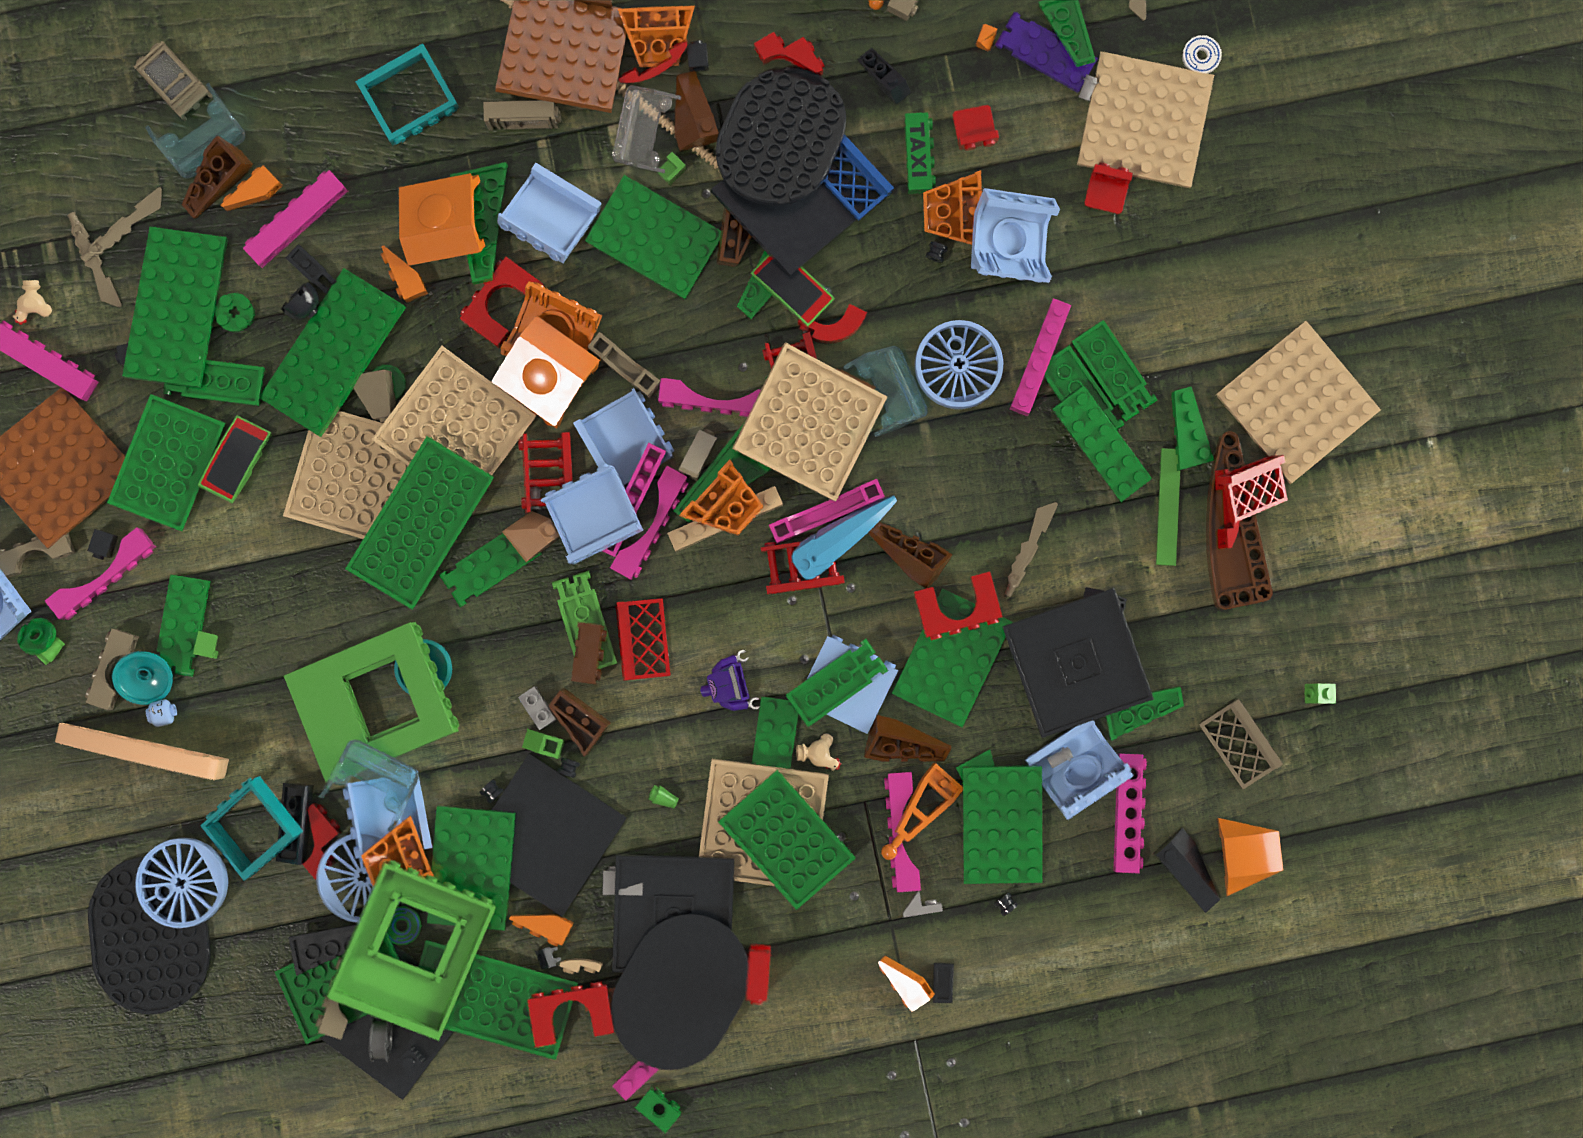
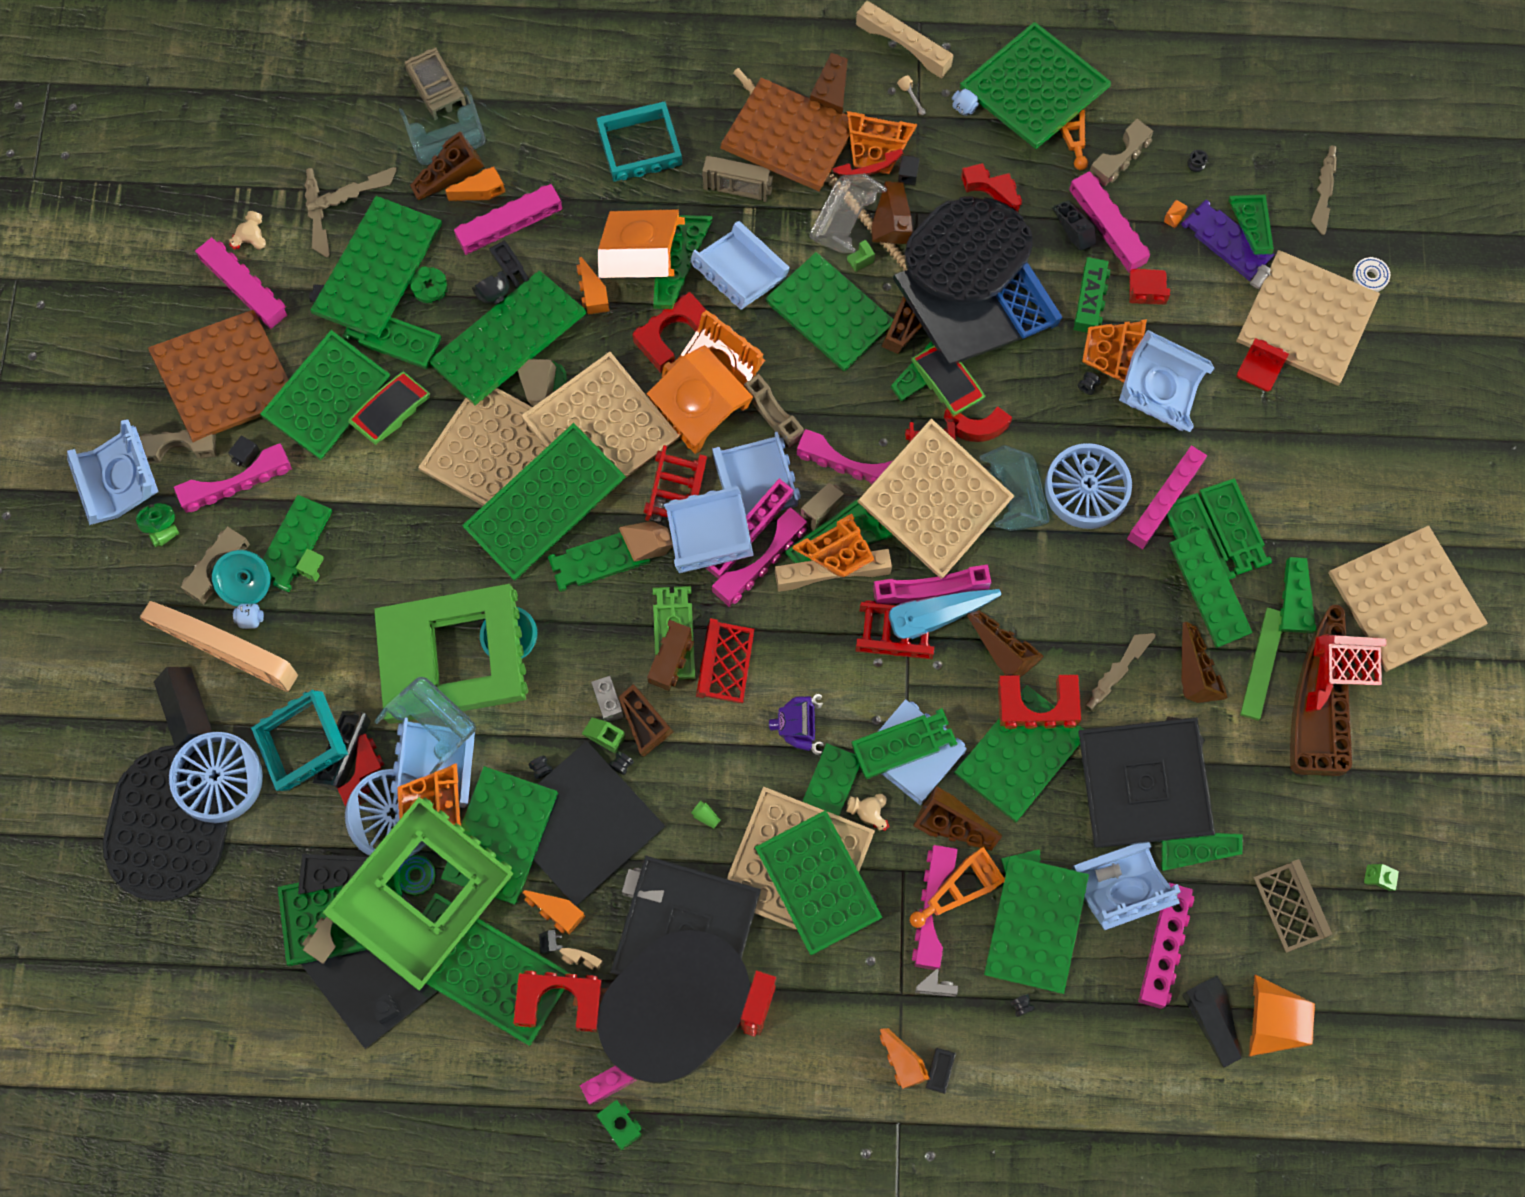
camera: 10 degrees right, 15 degrees down
(126, 819) = (182, 704): none -> black slope
(380, 1040) = (361, 977): dark grey wheel -> none
(919, 63) = (1109, 221): none -> dark pink brick
(1107, 535) = (1198, 676): none -> reddish brown wedge

